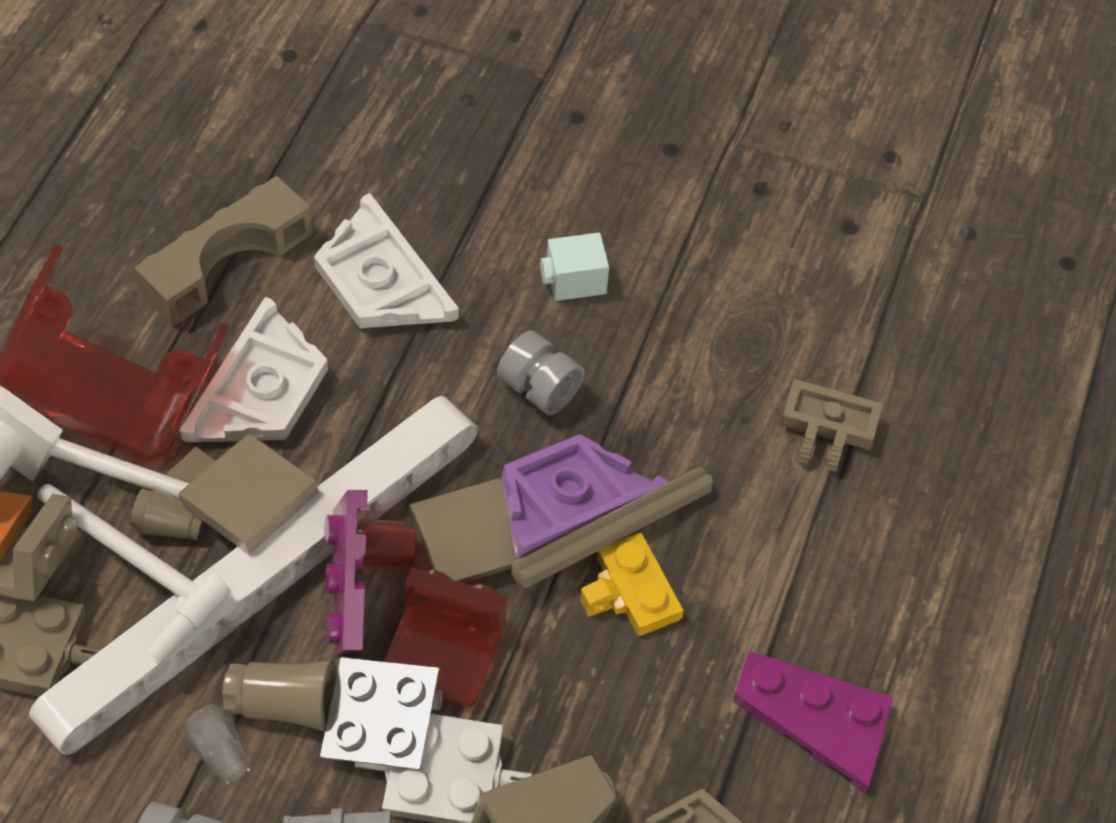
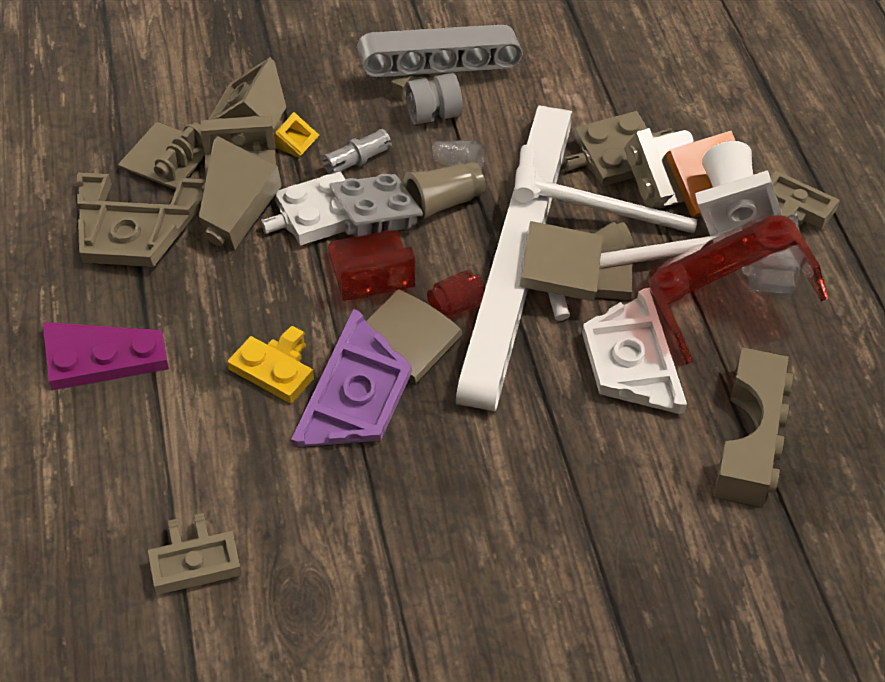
camera: 150 degrees right, 5 degrees down
(349, 546) = (457, 242): magenta wing -> none
(380, 273) = (629, 479): white wing -> none
(535, 368) = (440, 458): light grey wheel -> none
(575, 266) = (481, 568): light aqua brick -> none
(611, 527) = (294, 408): dark tan axle -> none

